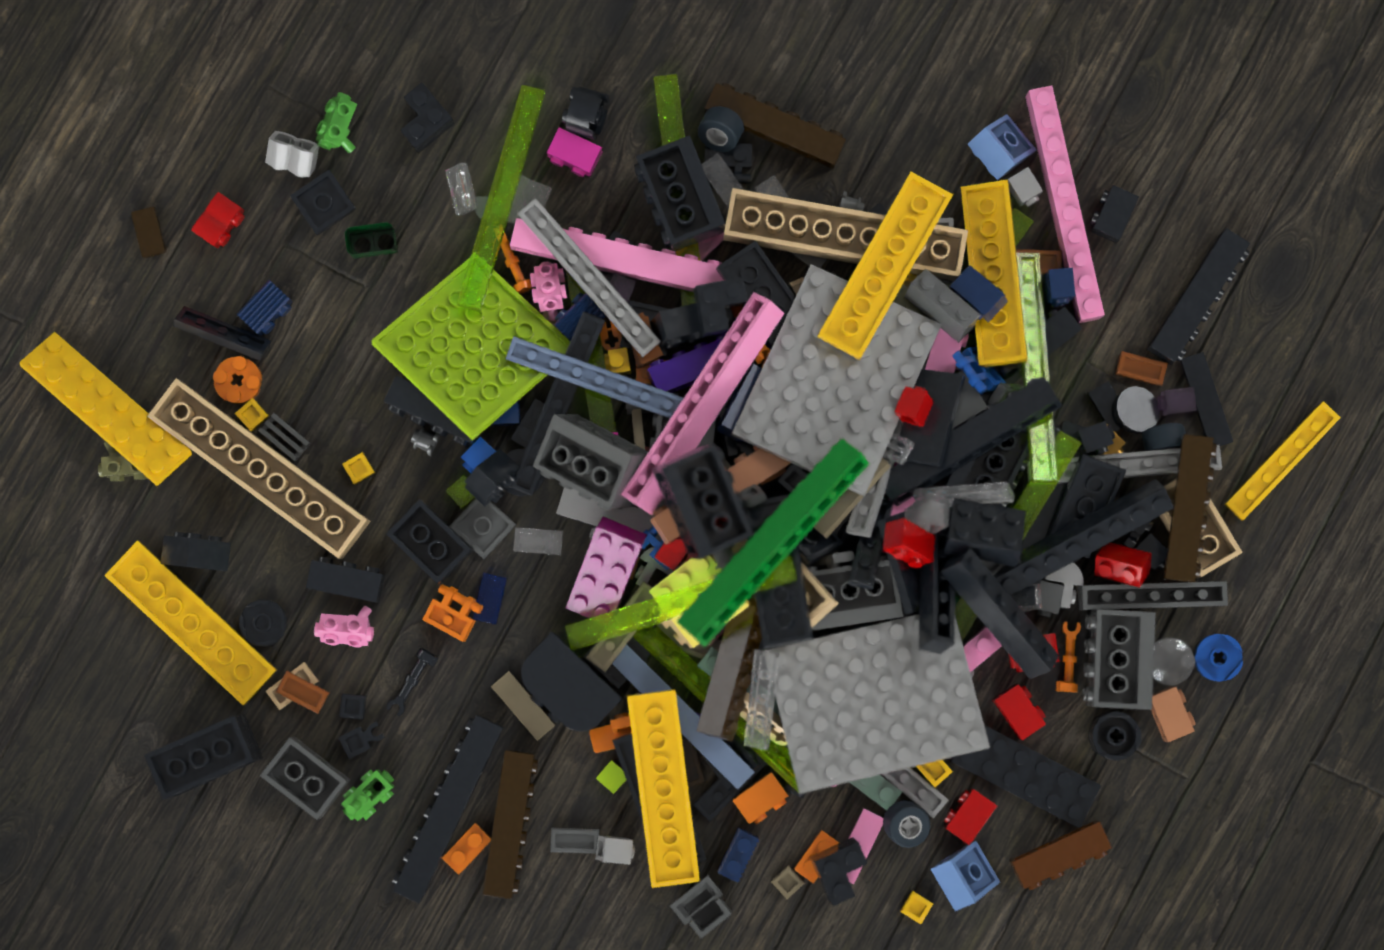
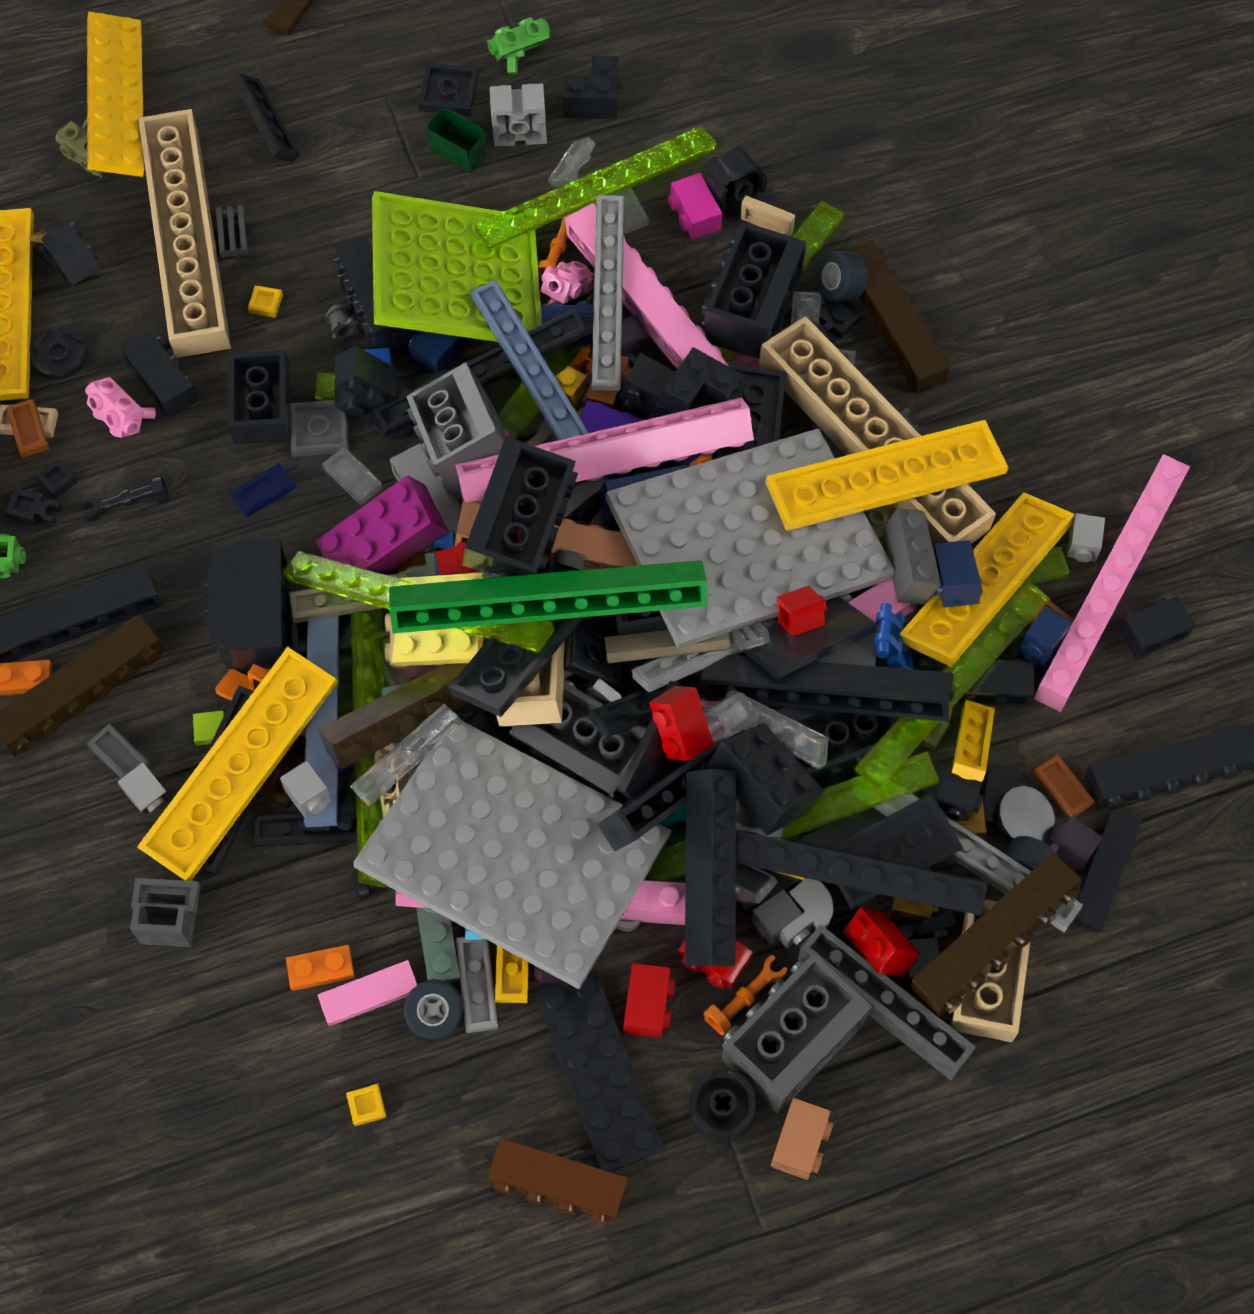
camera: 40 degrees right, 20 degrees down
(218, 220) = (351, 39): red brick -> none
(224, 376) = (241, 149): orange plate -> none
(251, 414) = (224, 195): yellow tile -> none
(265, 308) = (319, 125): dark blue brick -> none
(292, 154) = (459, 35): light grey brick -> none
(396, 186) = (518, 114): none -> light grey brick
(449, 619) = (209, 471): orange plate -> none
(522, 706) = (191, 622): dark tan tile -> none
(628, 119) = (767, 216): none -> tan tile
(724, 771) = (306, 789): none -> light grey brick
(738, 855) = (247, 894): dark blue brick -> none
(760, 798) = (320, 862): orange brick -> none
(787, 882) = (268, 967): dark tan tile -> none
(833, 866) = (319, 980): black brick -> none
(965, 876) = (443, 1114): medium blue slope -> none
(969, 815) = (502, 1058): red brick -> none
(1001, 146) = (1094, 486): medium blue slope -> none
(1075, 393) = (973, 741): none -> yellow plate
(1172, 661) = (848, 1088): clear dish -> none
(1232, 657) = (914, 1113): blue plate -> none
(1282, 460) = (1139, 990): yellow plate -> none

